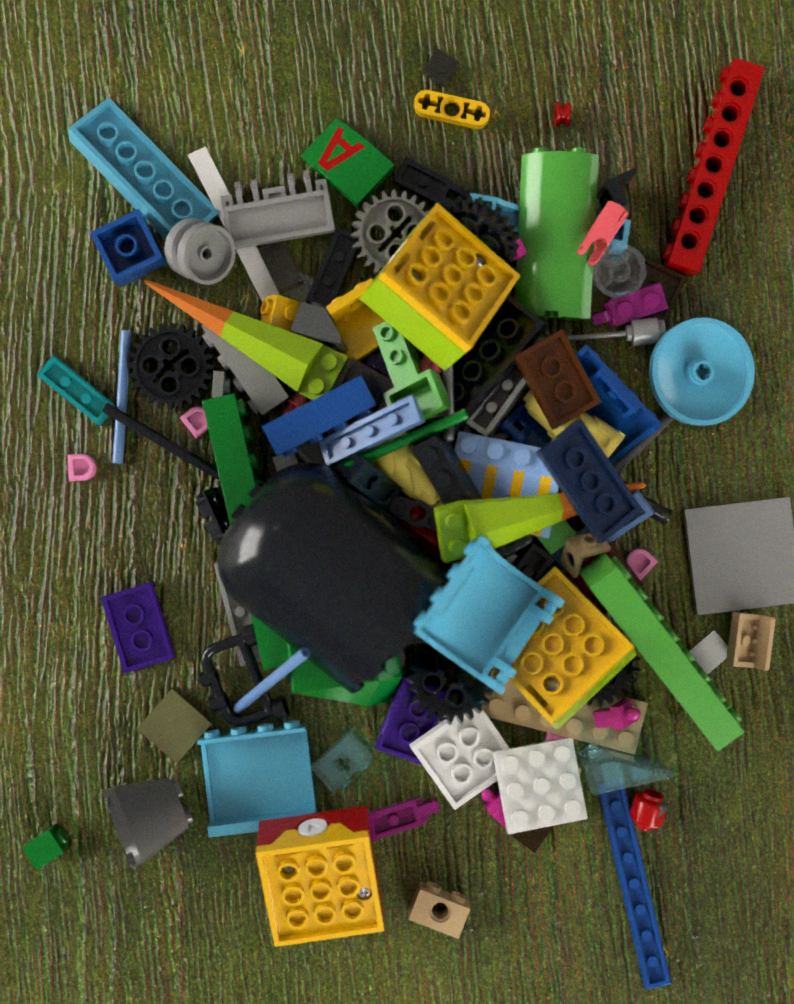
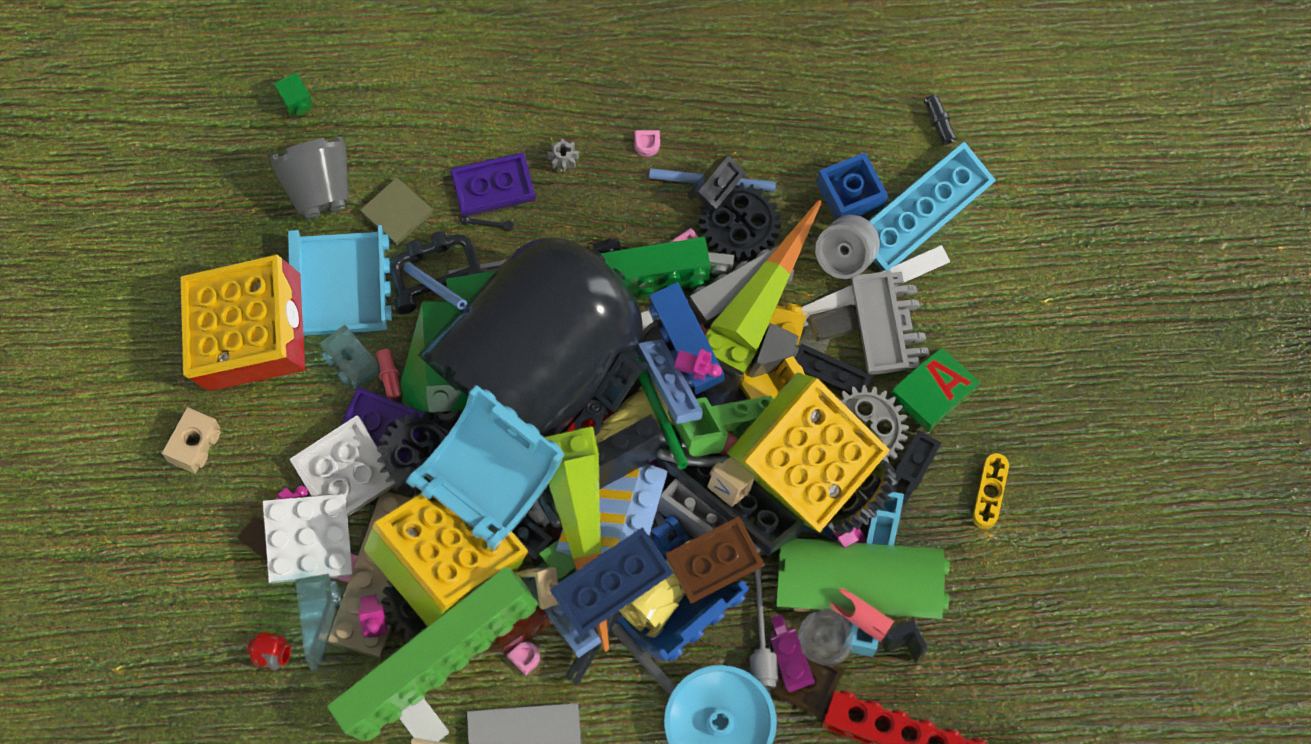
camera: 90 degrees right, 20 degrees down
(39, 155) = (940, 119): none -> black pin
(75, 389) = (720, 141): teal tile -> none
(100, 561) = (563, 148): none -> light grey gear
(129, 391) = (717, 182): none -> black panel
(161, 440) = (674, 203): black piece -> none
(184, 608) = (507, 225): none -> black hinge
(356, 400) = (698, 365): none -> dark pink piece
(357, 718) = (389, 374): none -> coral axle
(401, 816) = (287, 409): magenta hinge -> none
(441, 68) = (1032, 483): clear smoke plate -> none
(474, 367) = (730, 481): none -> tan brick
(562, 114) = (987, 596): red bush -> none
(635, 889) = (190, 636): blue tile -> none

